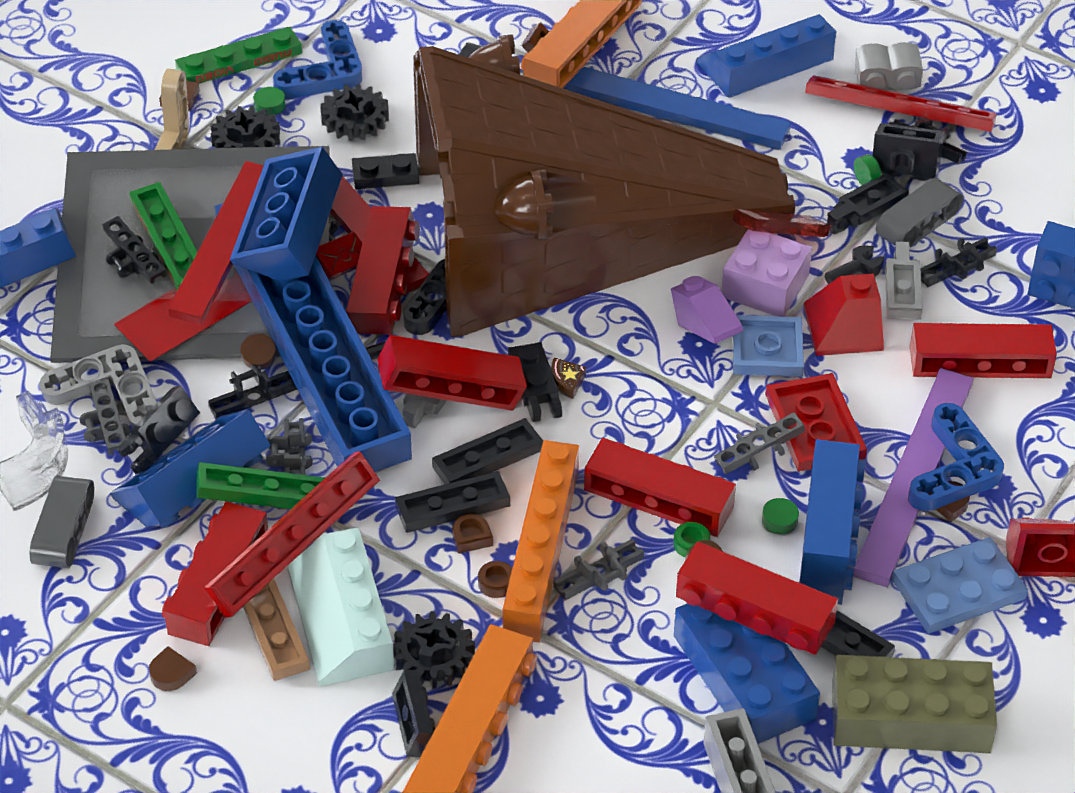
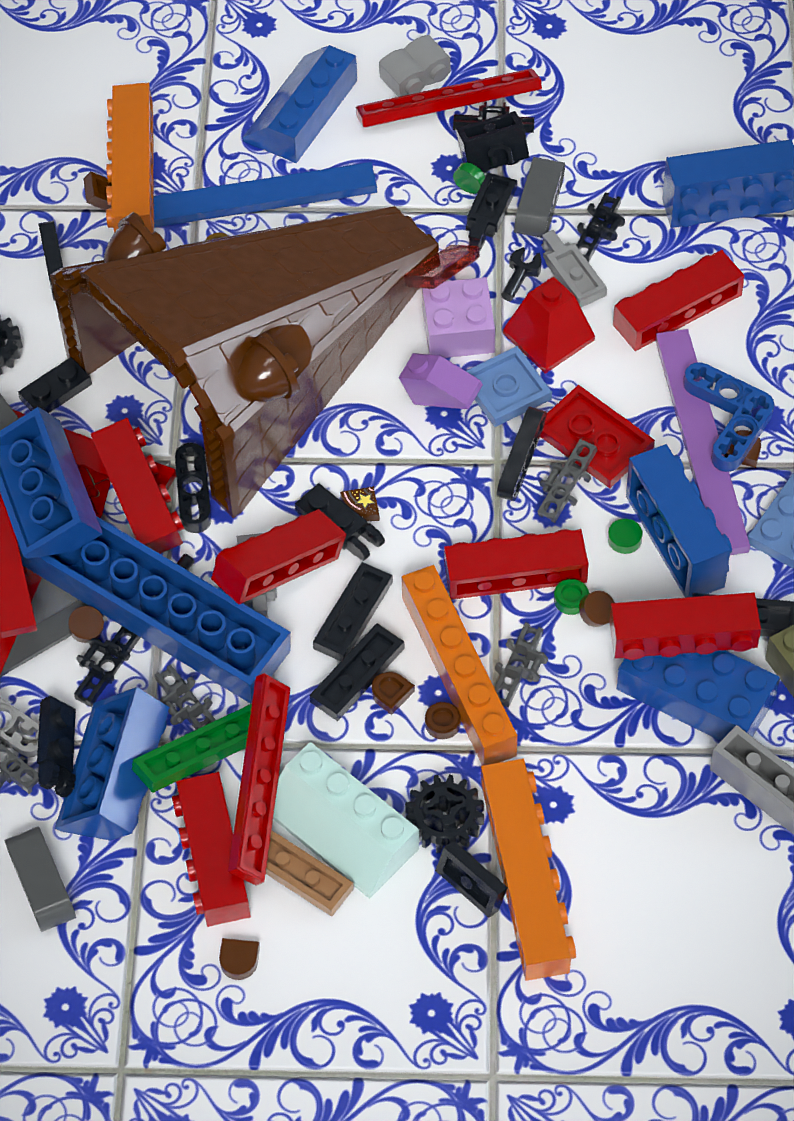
camera: 30 degrees left, 10 degrees up
(734, 401) = (521, 453): none -> black beam

